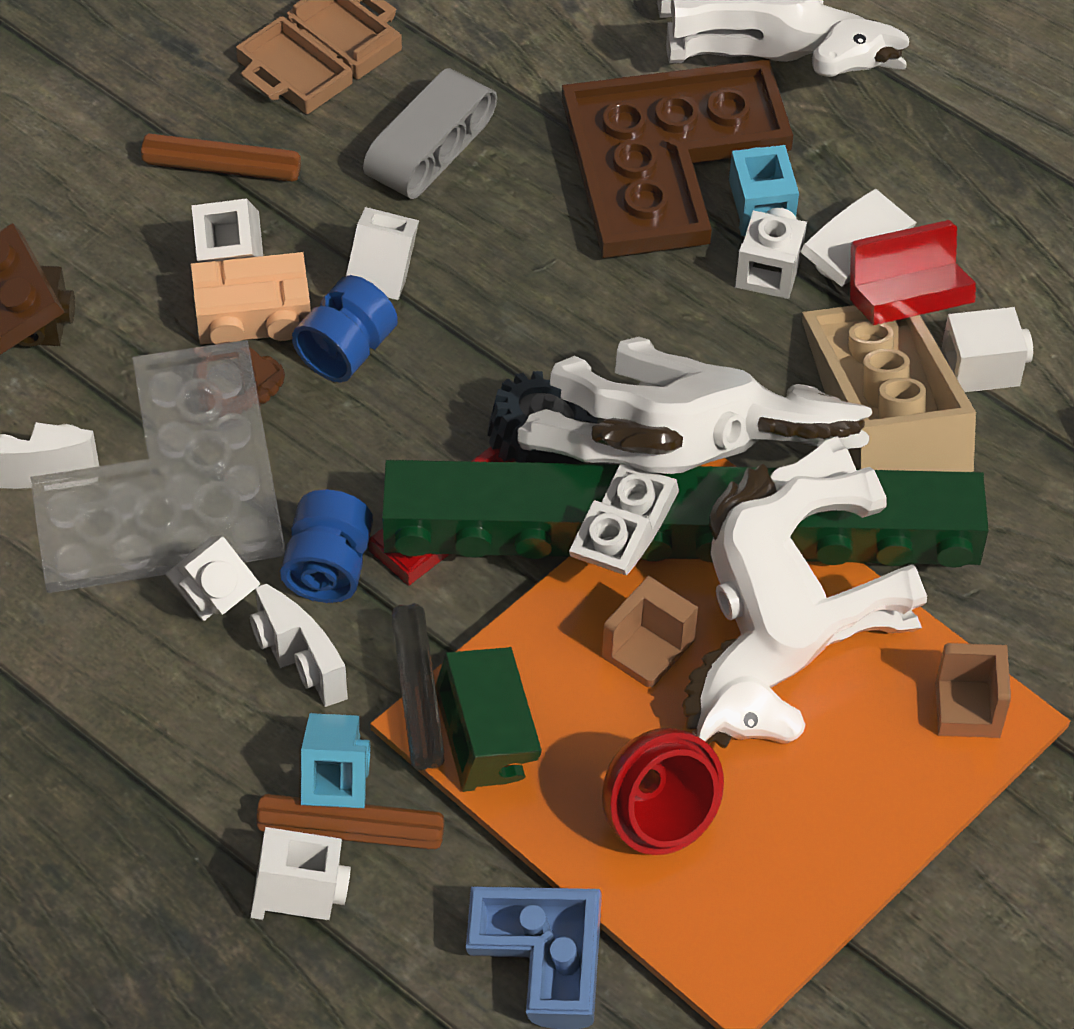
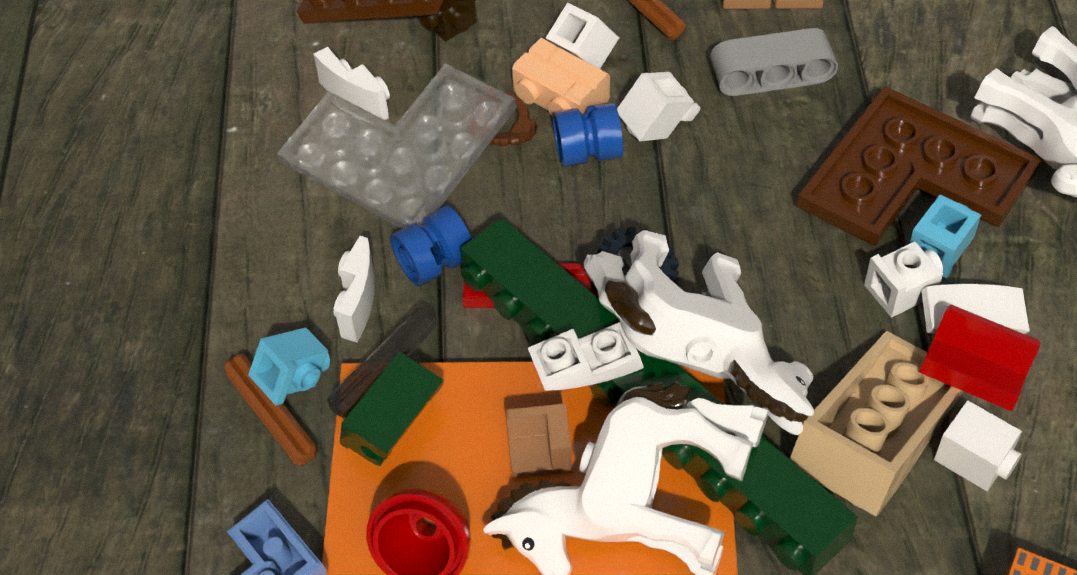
camera: 50 degrees right, 0 degrees up
(212, 578) = (343, 213): white brick -> none
(299, 875) = (200, 411): white brick -> none

